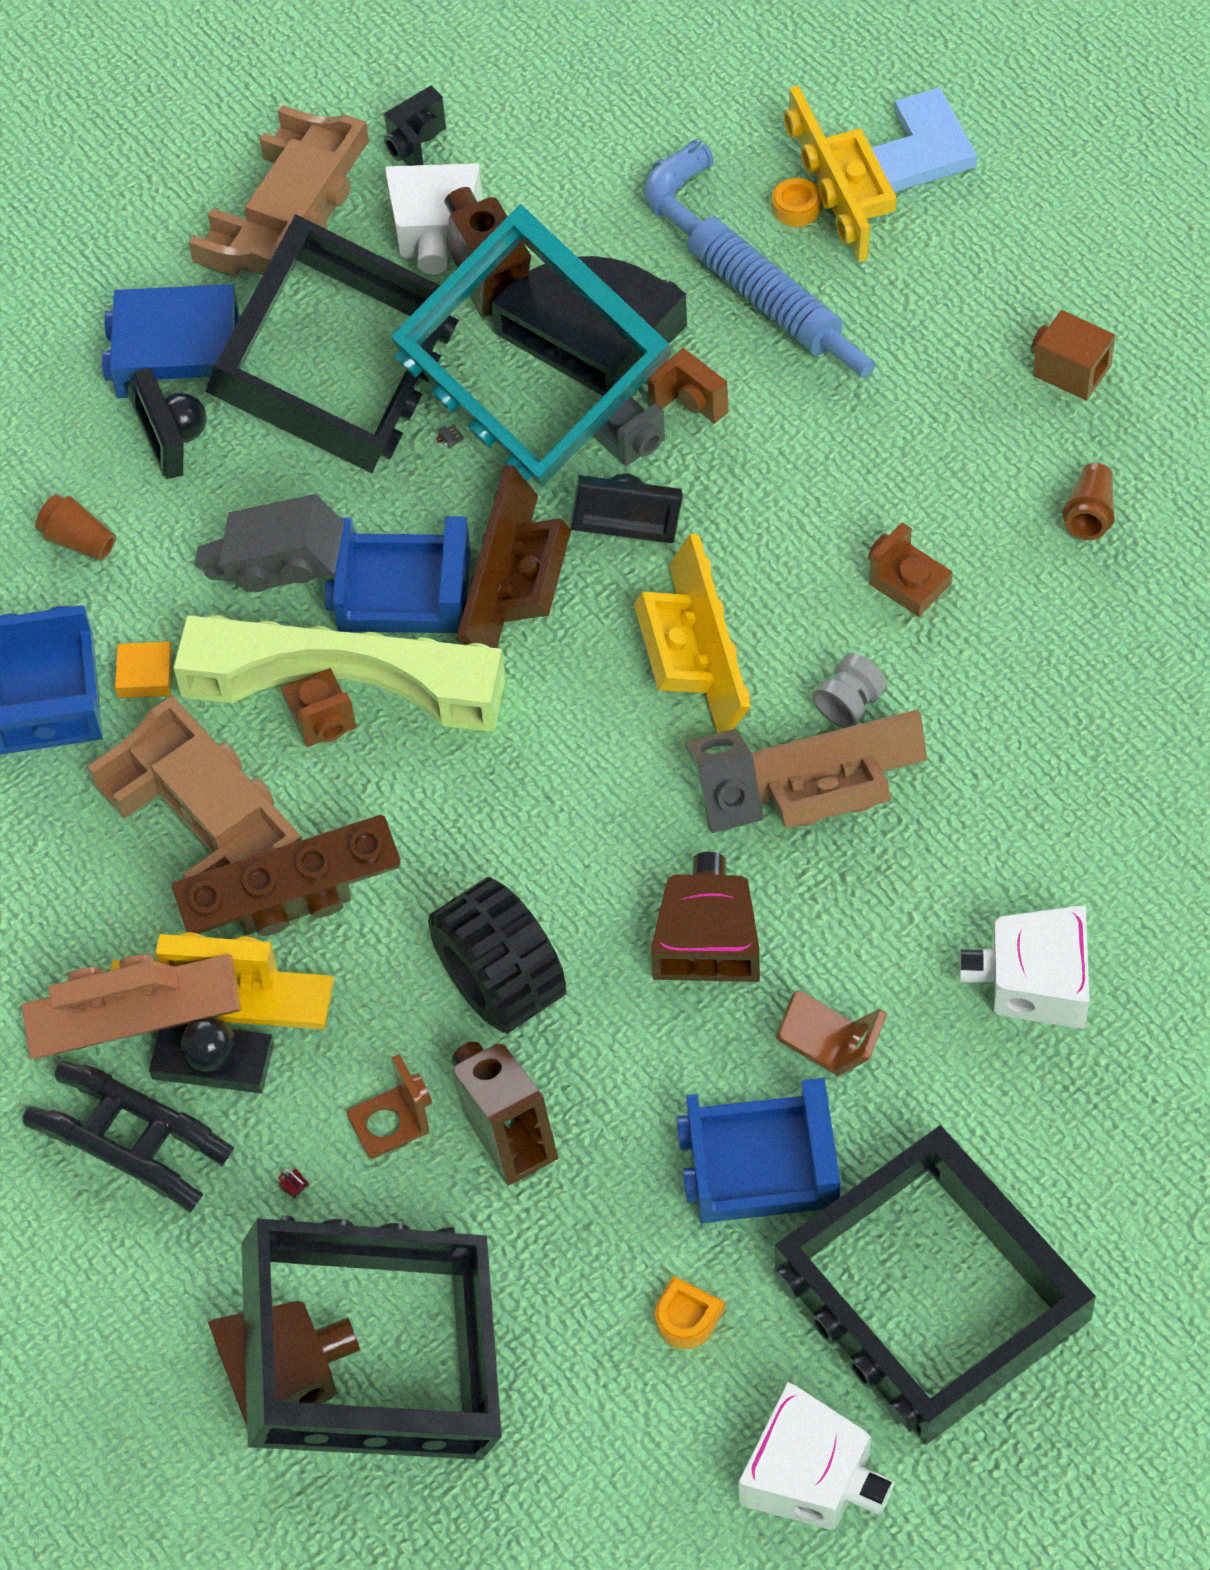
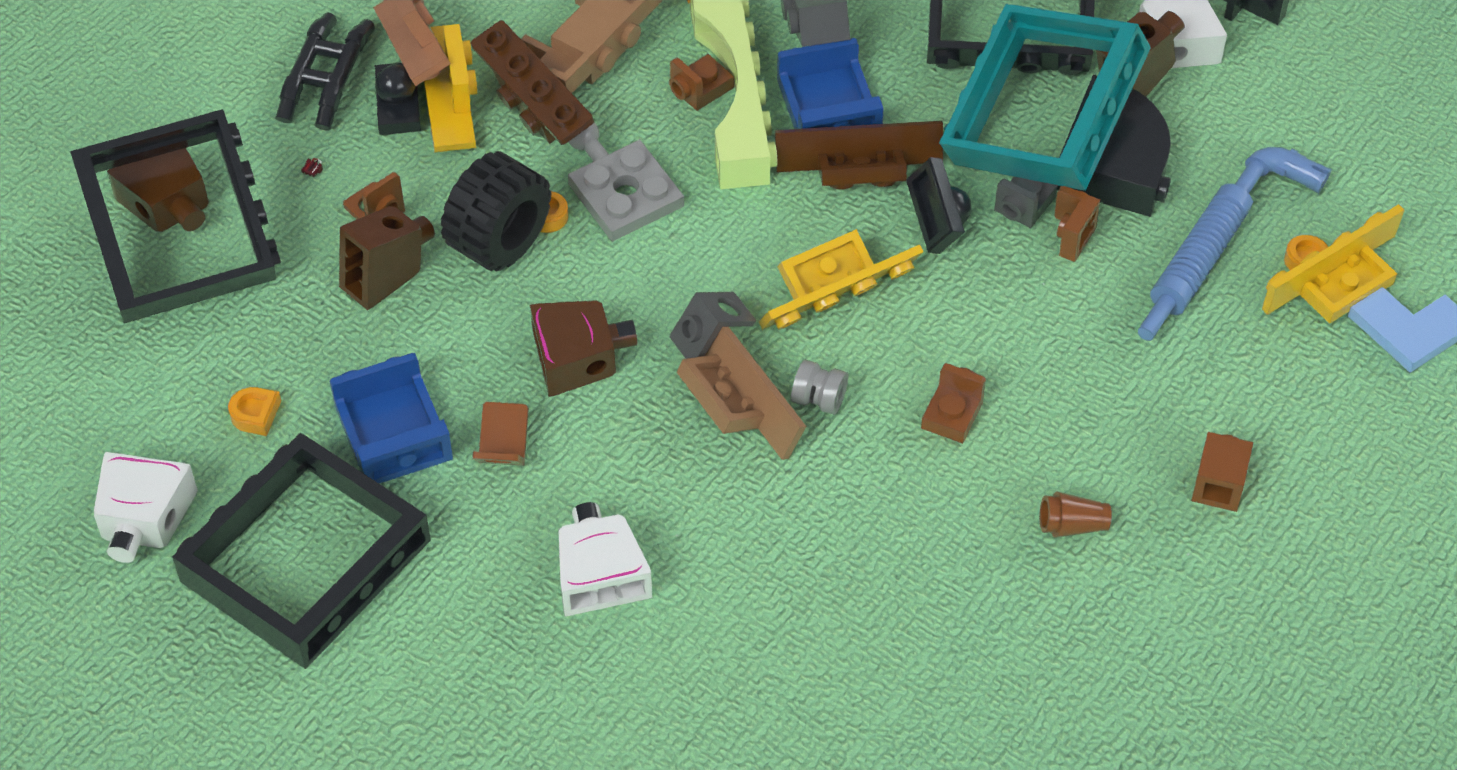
camera: 70 degrees right, 5 degrees down
(461, 858) = (630, 166): none -> light grey plate

